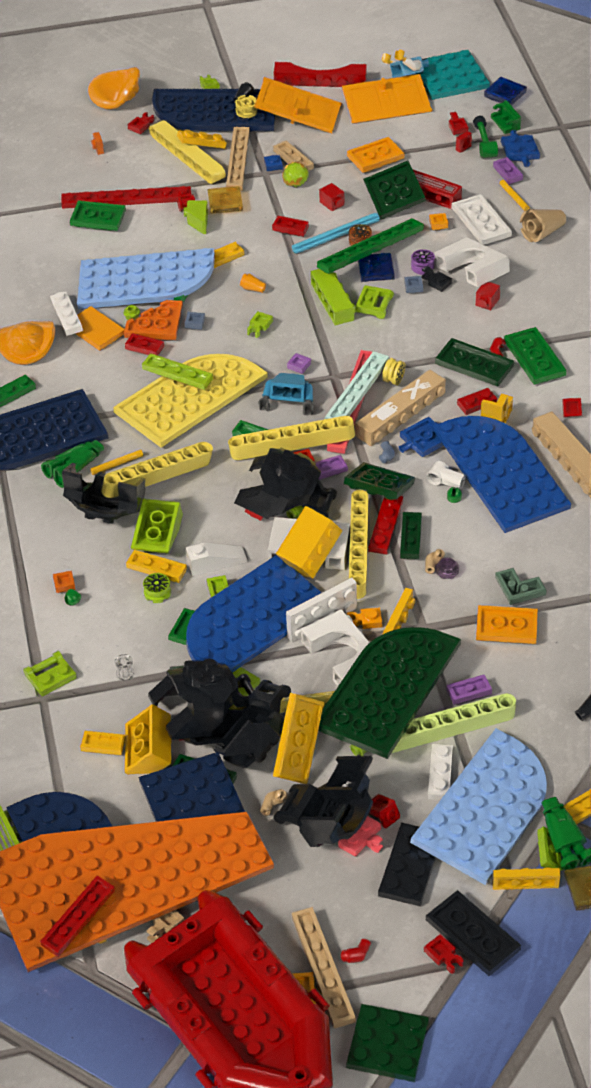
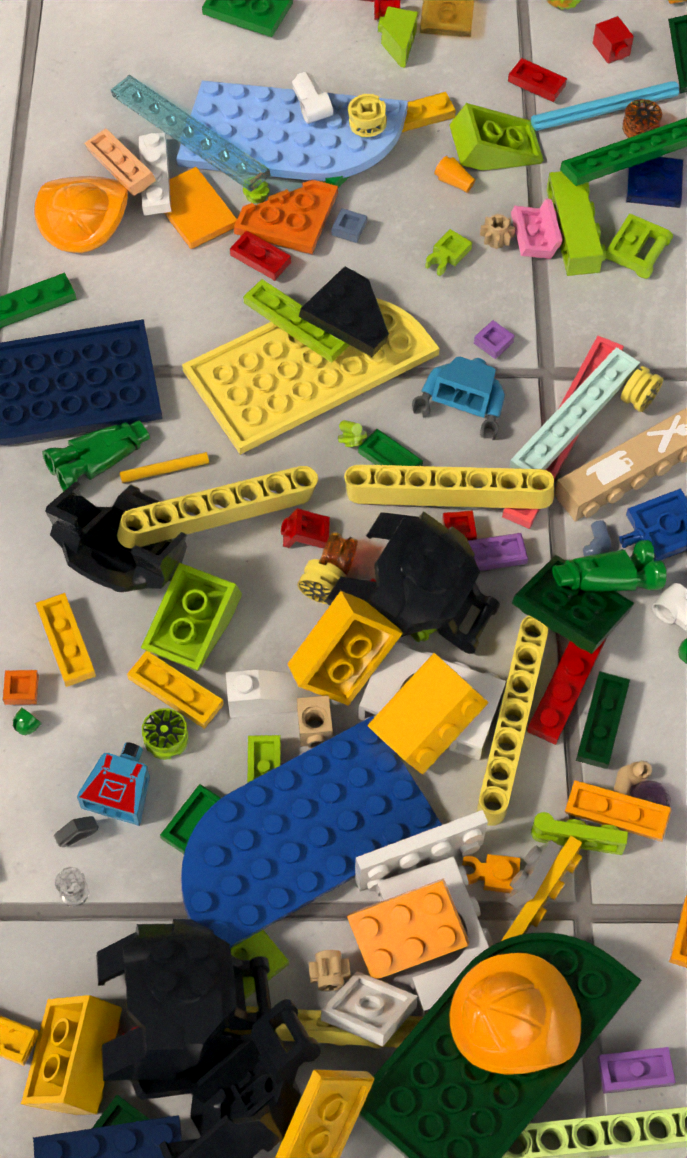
camera: 10 degrees right, 15 degrees up
(43, 309) = (120, 162): none -> light nougat plate
(82, 287) = (191, 133): none -> clear light blue tile
(83, 554) = (65, 639): none -> yellow plate
(118, 641) = (76, 830): none -> dark grey tile
(136, 617) = (117, 786): none -> torso
(155, 256) = (312, 101): none -> white piece
(191, 257) = (367, 112): none -> light yellow wheel
(208, 360) = (348, 312): none -> black plate
(211, 474) = (305, 528): none -> red bracket
(225, 424) = (352, 433): none -> lime plate
(226, 496) = (319, 580): none -> light yellow wheel
(234, 482) = (339, 551): none -> clear orange wheel
(242, 563) = (314, 709): none -> tan brick
(252, 521) = (343, 649): none -> yellow slope
(271, 261) = (494, 139): none -> lime slope
(284, 675) = (329, 970): none -> tan gear
(286, 308) = (497, 231): none -> tan gear
(311, 303) = (537, 230): none -> bright pink bracket
(314, 685) = (369, 1008): none -> white plate
(324, 645) = (408, 929): none -> light orange plate
(388, 609) = (529, 880): none -> light grey plate
(392, 661) = (515, 1015): none -> light orange piece
(399, 461) = (614, 570): none -> green piece
(421, 589) = (600, 839): none -> lime plate
(429, 574) = (619, 810): none -> light orange plate

